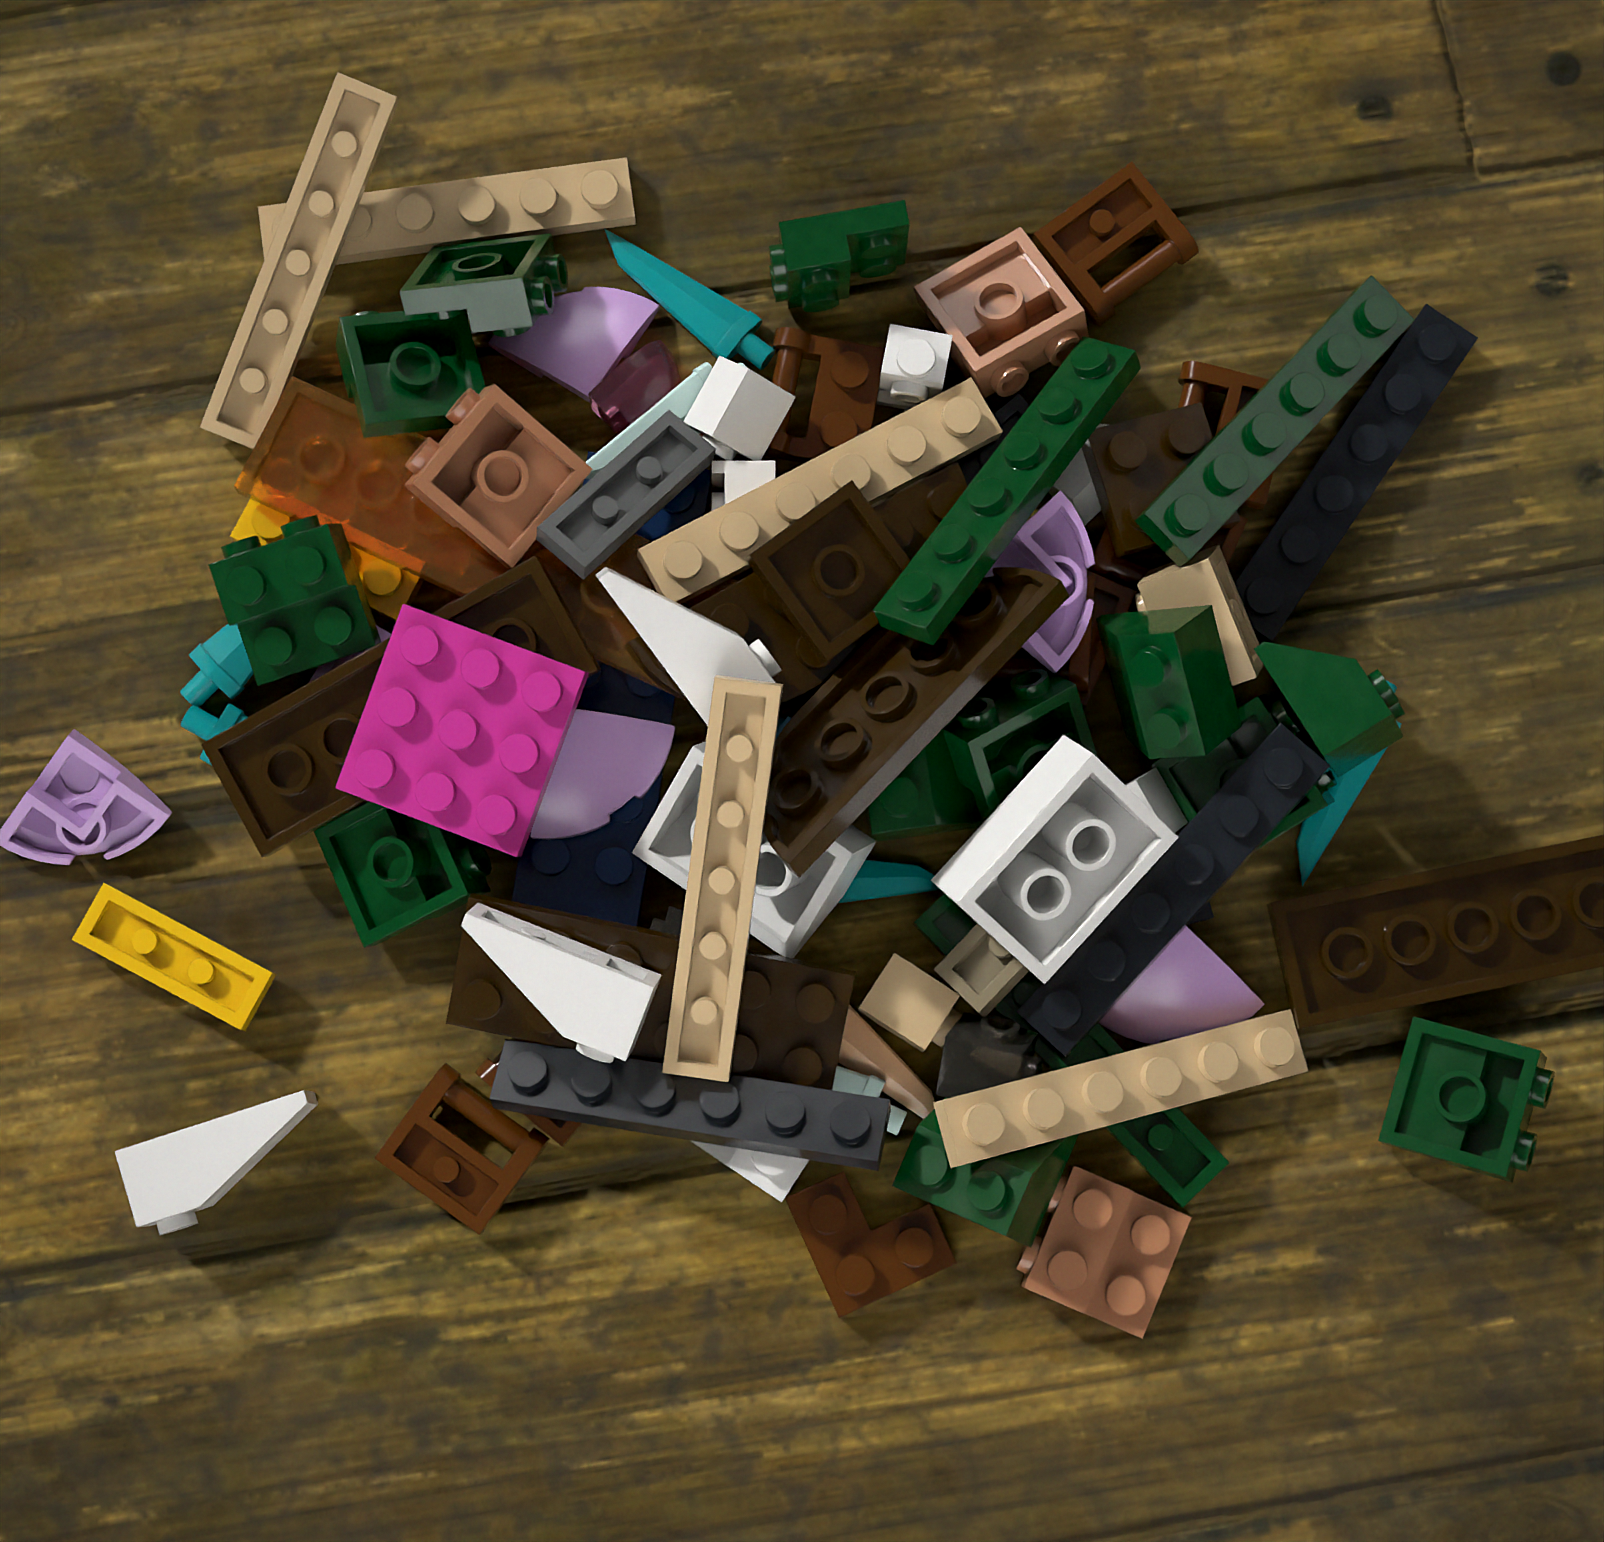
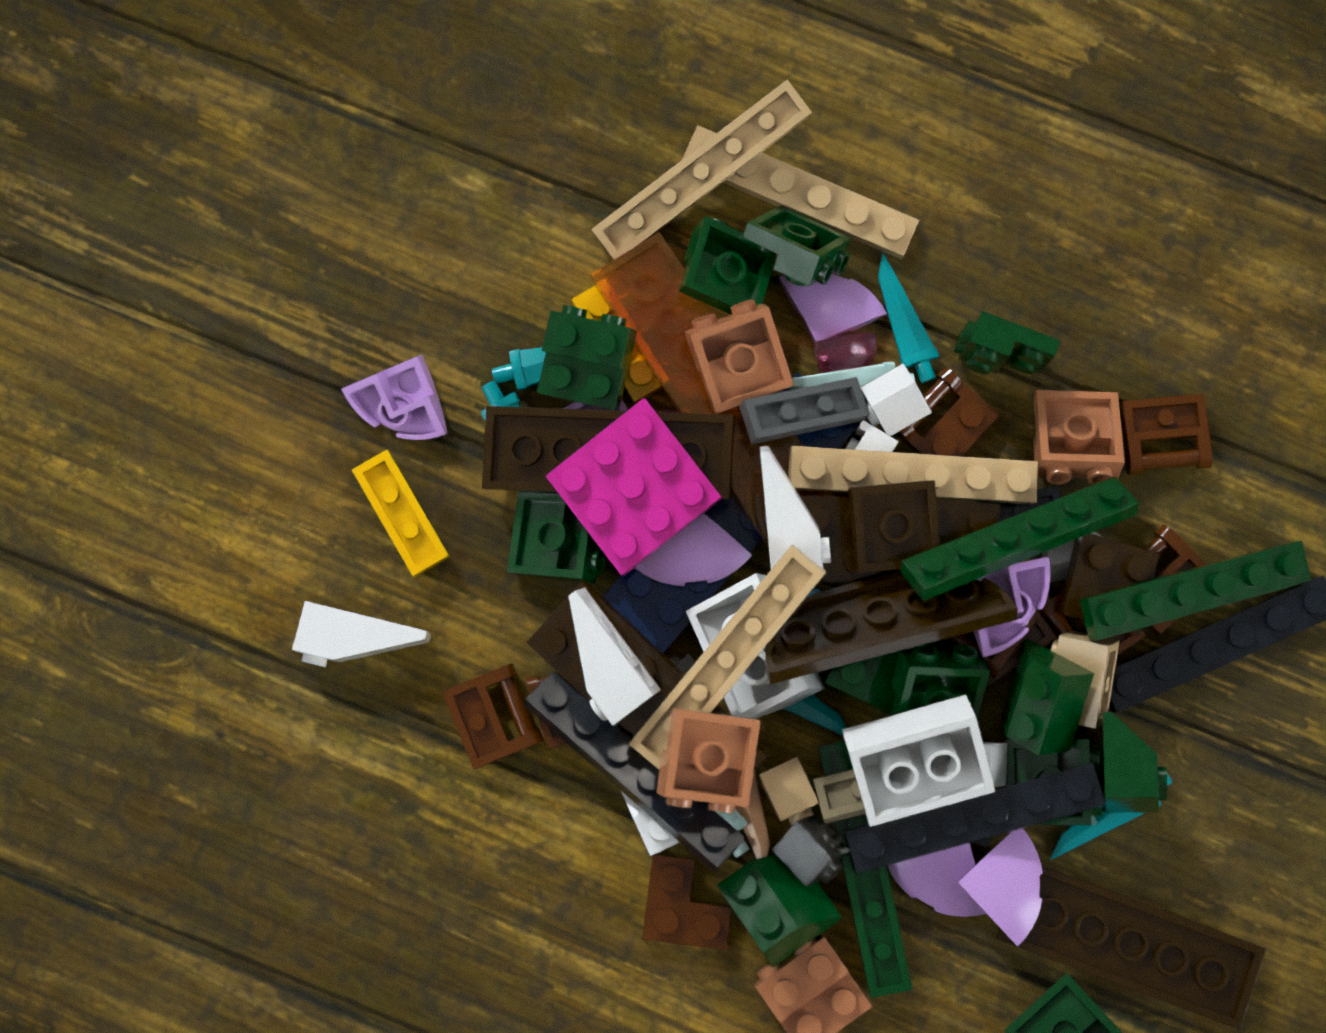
camera: 30 degrees right, 0 degrees up
(779, 1027) = (708, 760): none -> nougat plate
(912, 366) = (1008, 435): white brick -> none
(1119, 1088) = (877, 910): tan plate -> none
(1269, 949) = (1008, 885): none -> lavender brick

